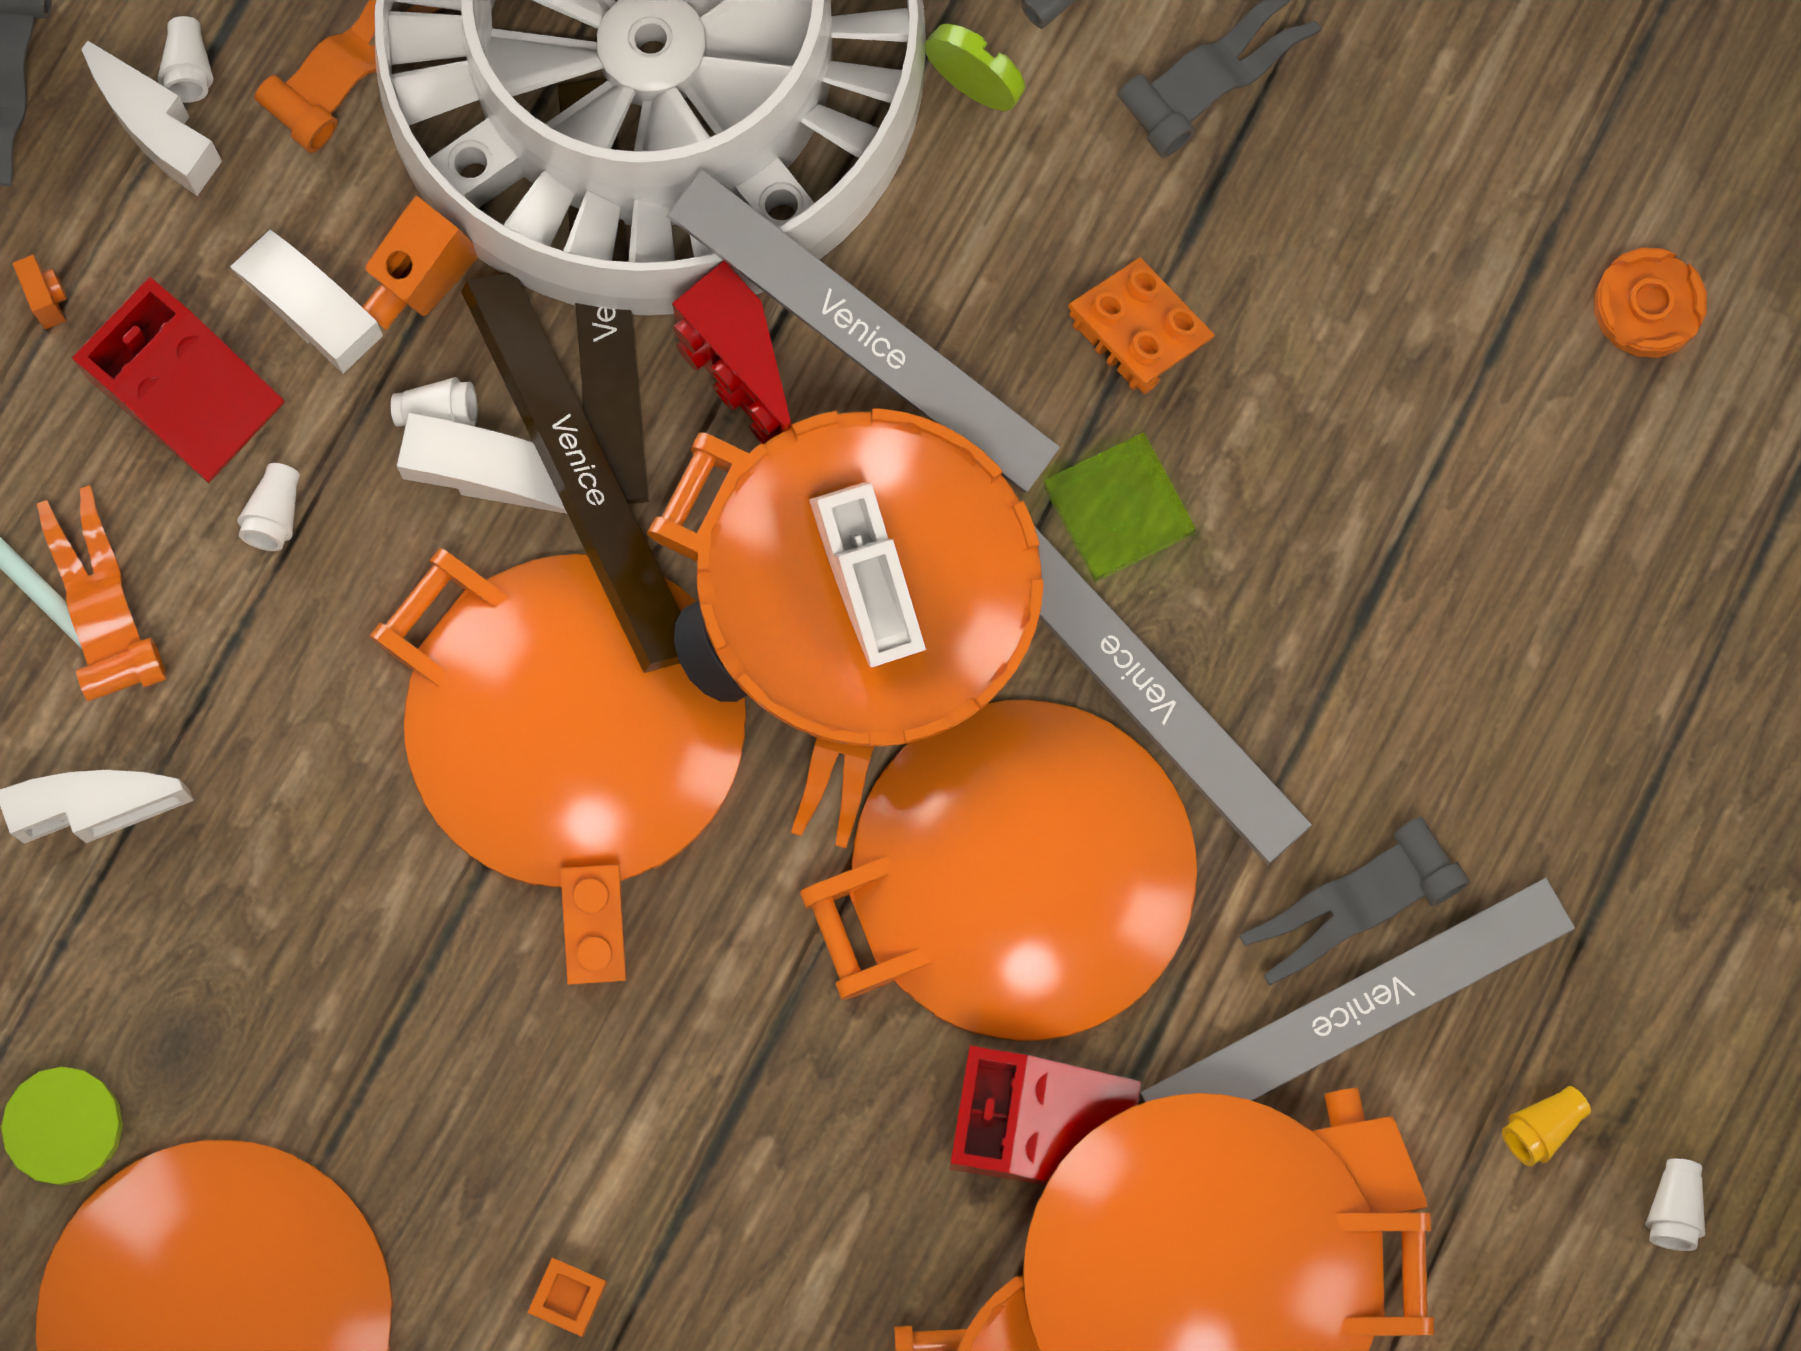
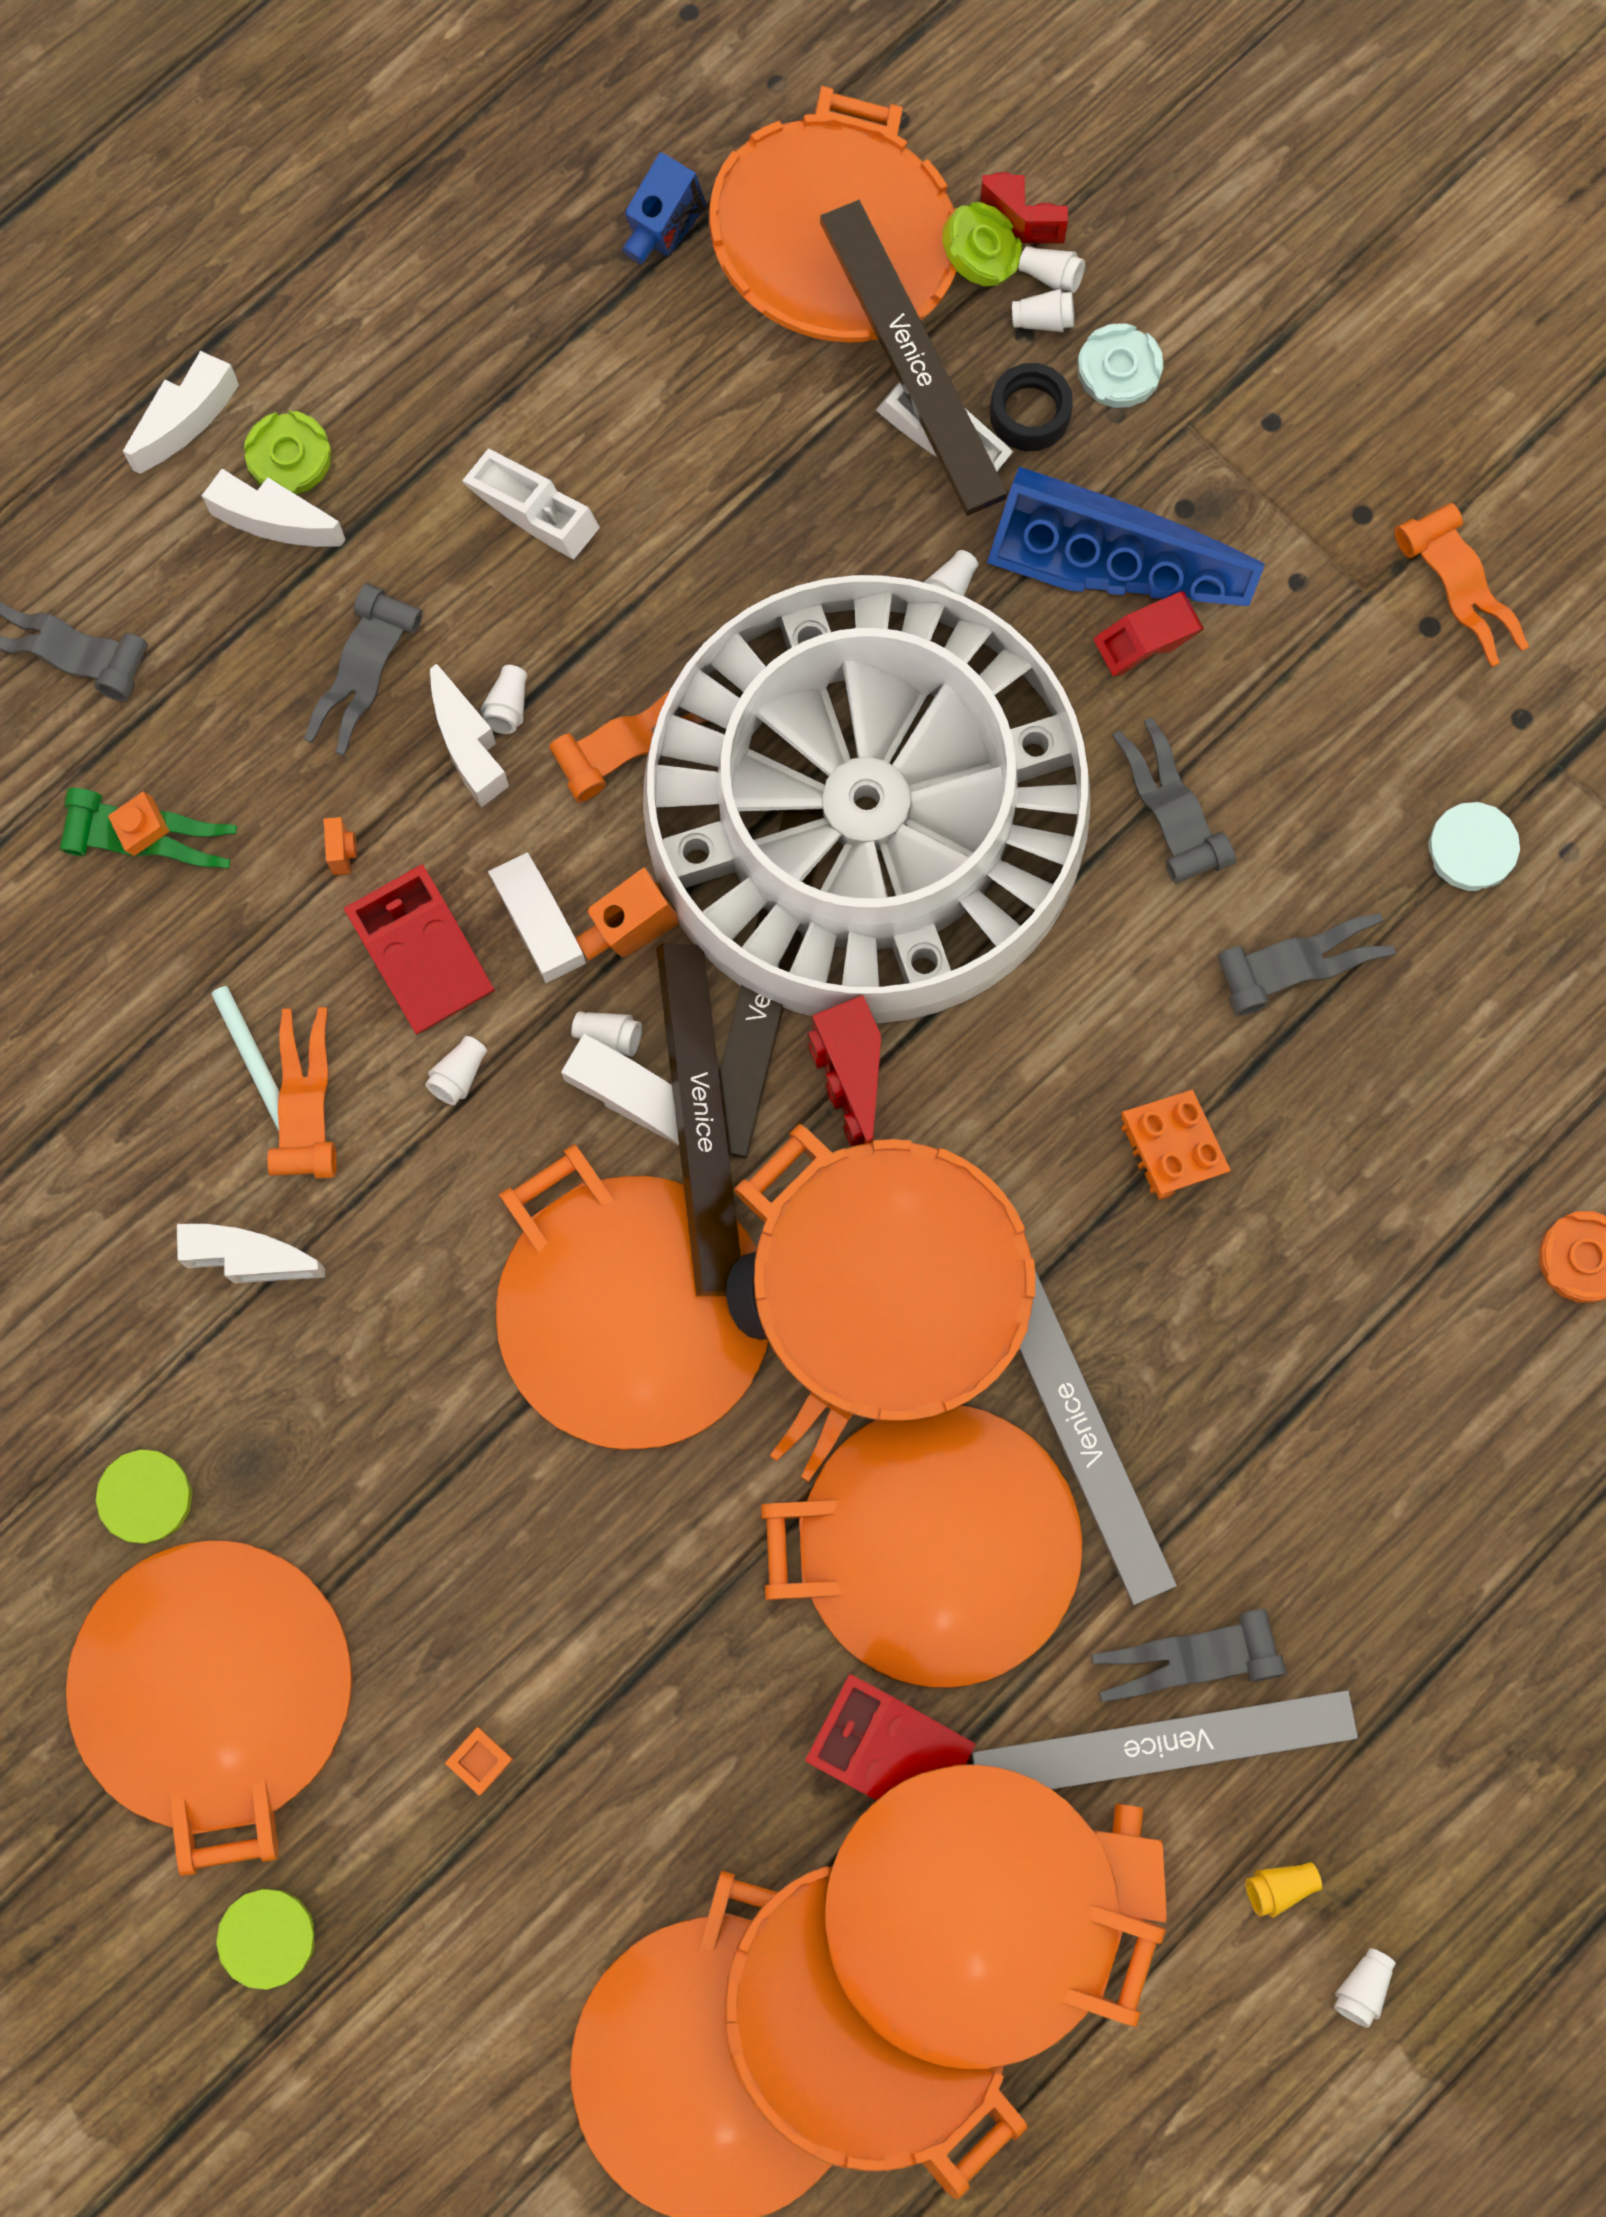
camera: 20 degrees right, 0 degrees up
(593, 924) = (594, 1476): orange plate -> none
(860, 328) = (953, 1083): light grey tile -> none
(868, 573) = (894, 1276): white slope -> none
(966, 65) = (1105, 896): lime tile -> none
(1119, 507) = (1110, 1283): clear neon green tile -> none

